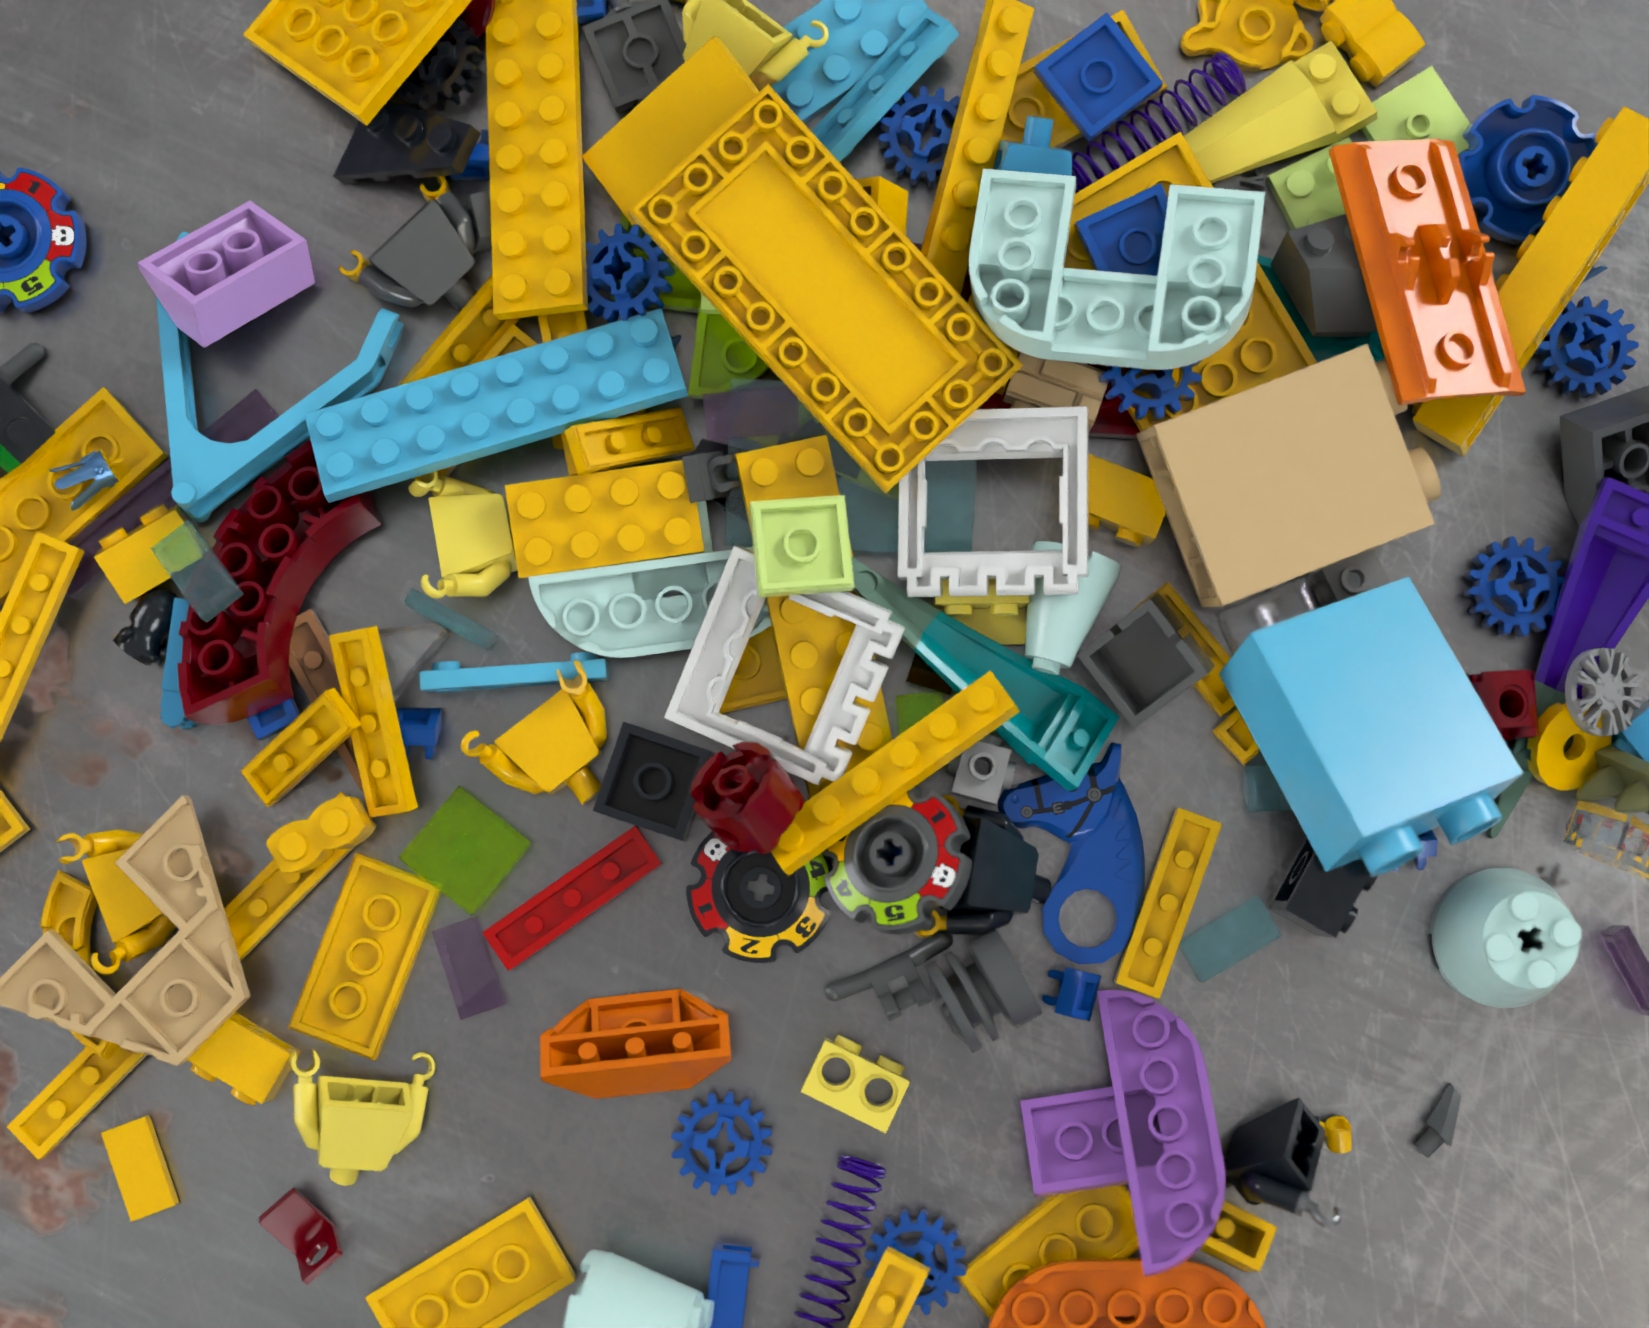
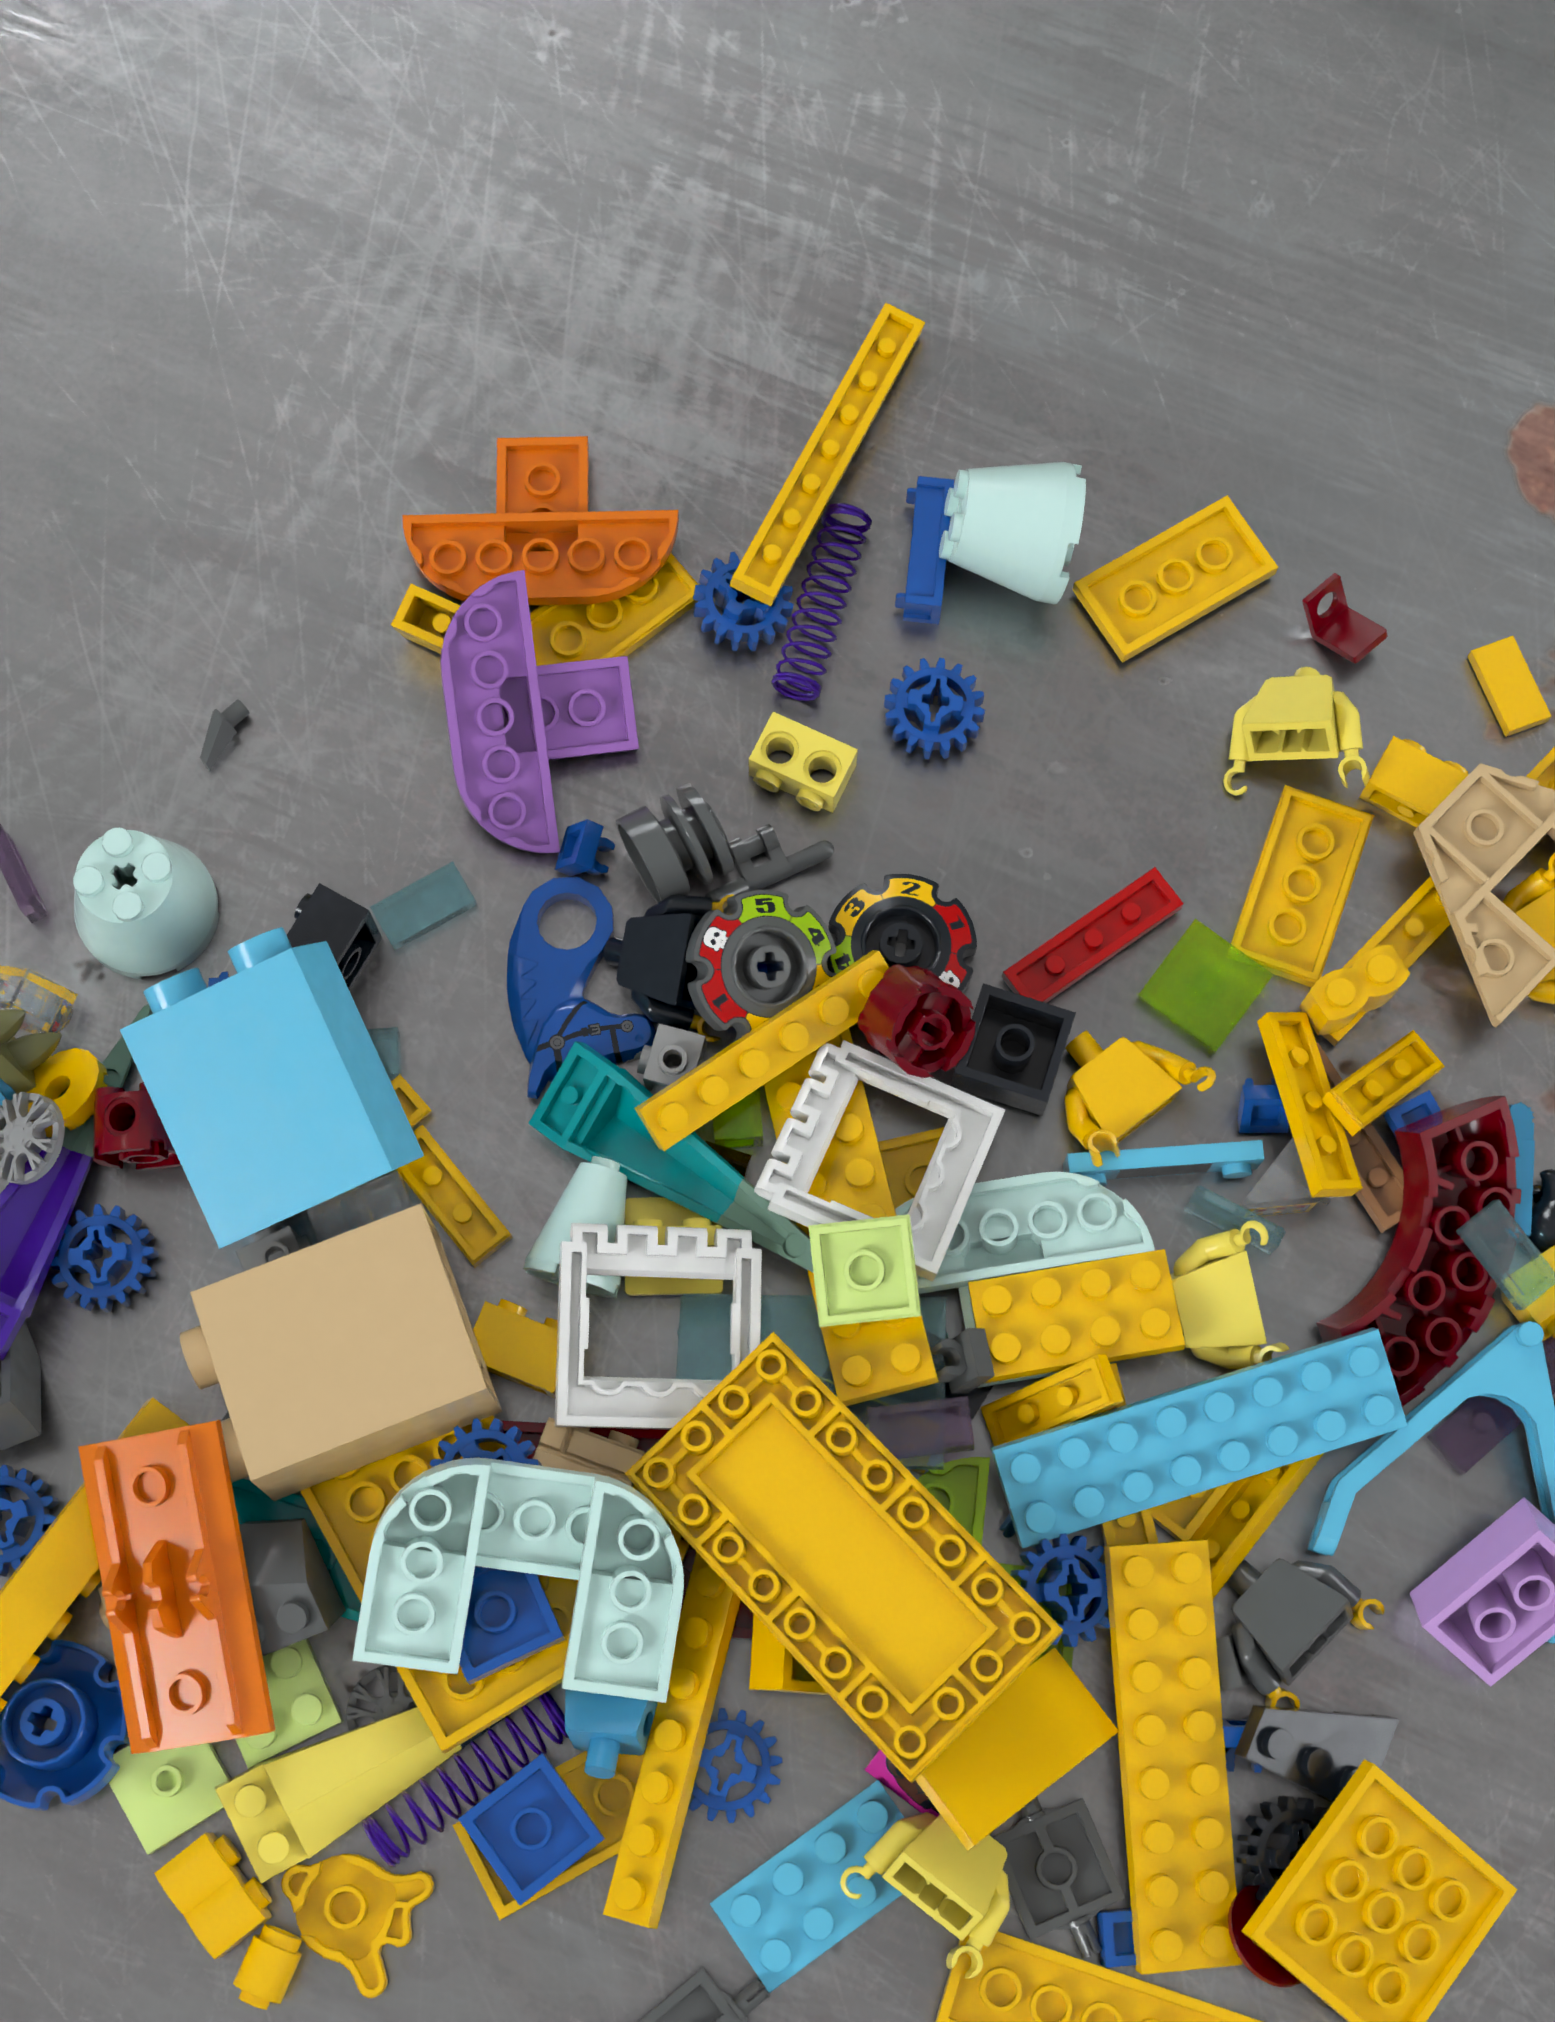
camera: 175 degrees right, 10 degrees down
(469, 967) = (1194, 874): clear purple tile -> none
(635, 1045) = (1023, 798): orange wedge -> none
(885, 83) = (779, 1821): medium azure plate -> none
(1145, 660) = (499, 1171): dark grey piece -> none
(1167, 902) = (484, 938): yellow plate -> none
(1278, 1157) = (386, 691): black torso -> none

